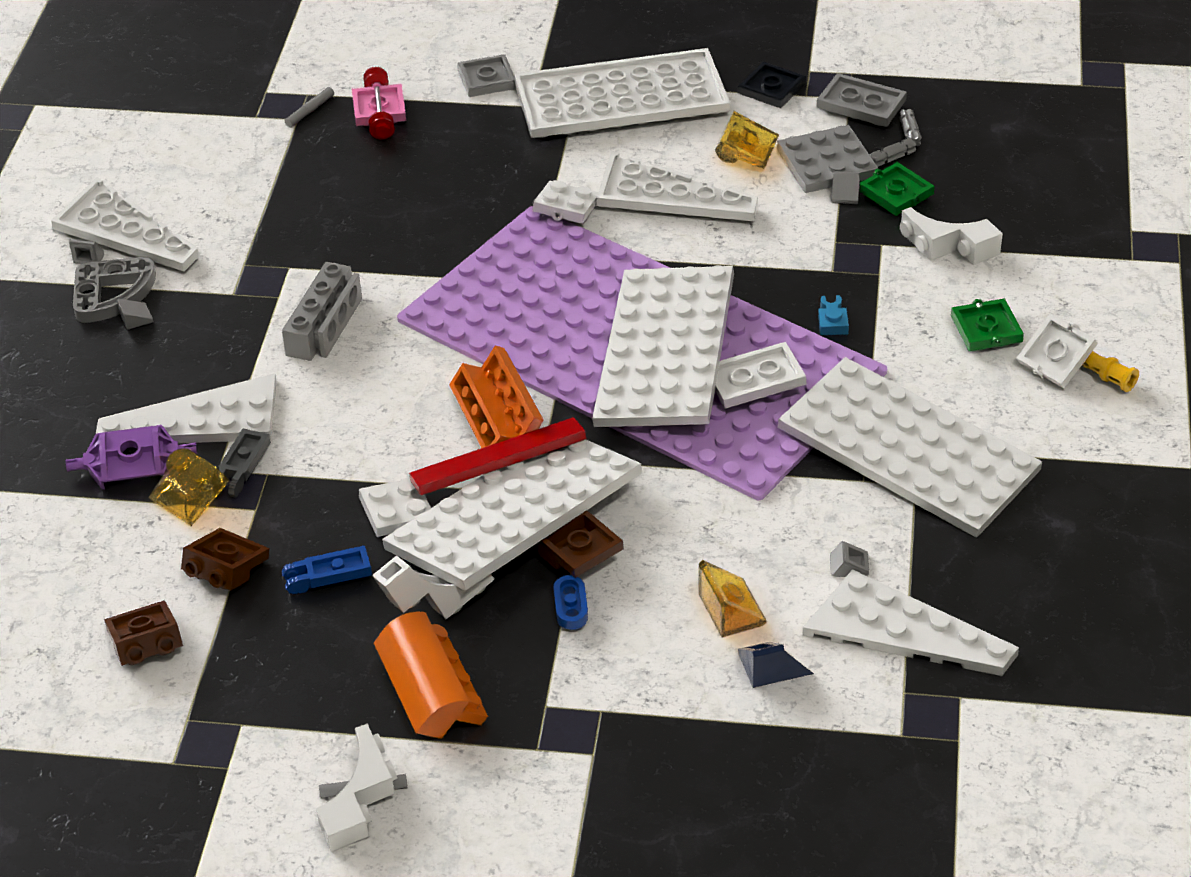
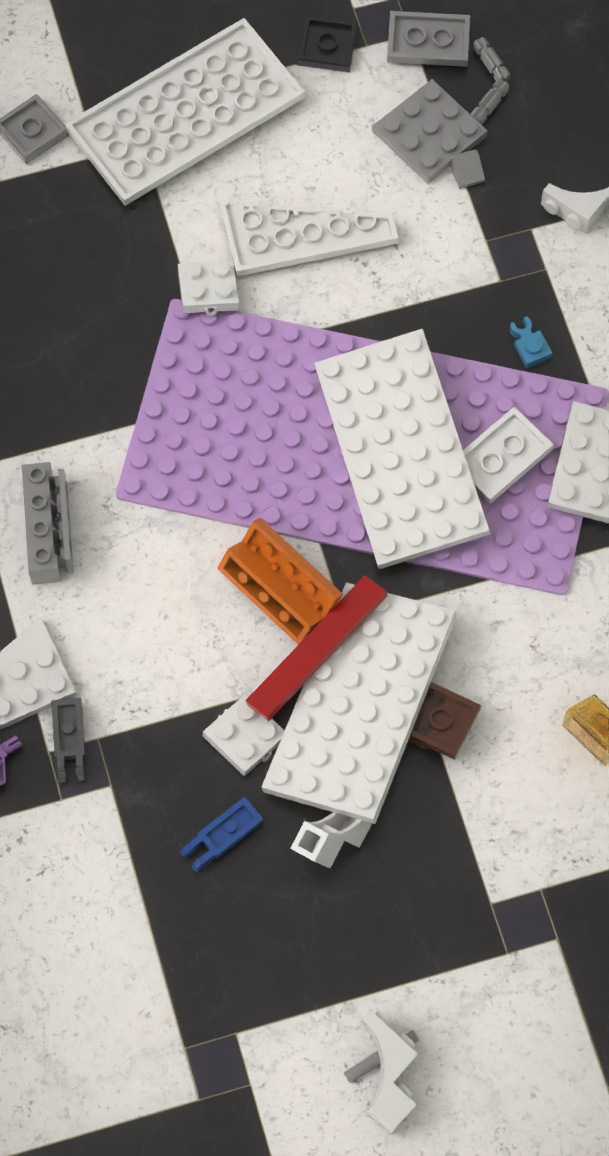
camera: 25 degrees left, 25 degrees up
(144, 633) = (96, 976): reddish brown plate -> none
(188, 485) = (39, 791): clear yellow slope -> none
(223, 558) = (121, 862): reddish brown plate -> none
(428, 675) = (381, 921): orange brick -> none
(570, 602) = (460, 786): blue plate -> none
(746, 141) = (345, 141): clear yellow slope -> none
(896, 188) = (516, 153): green plate -> none

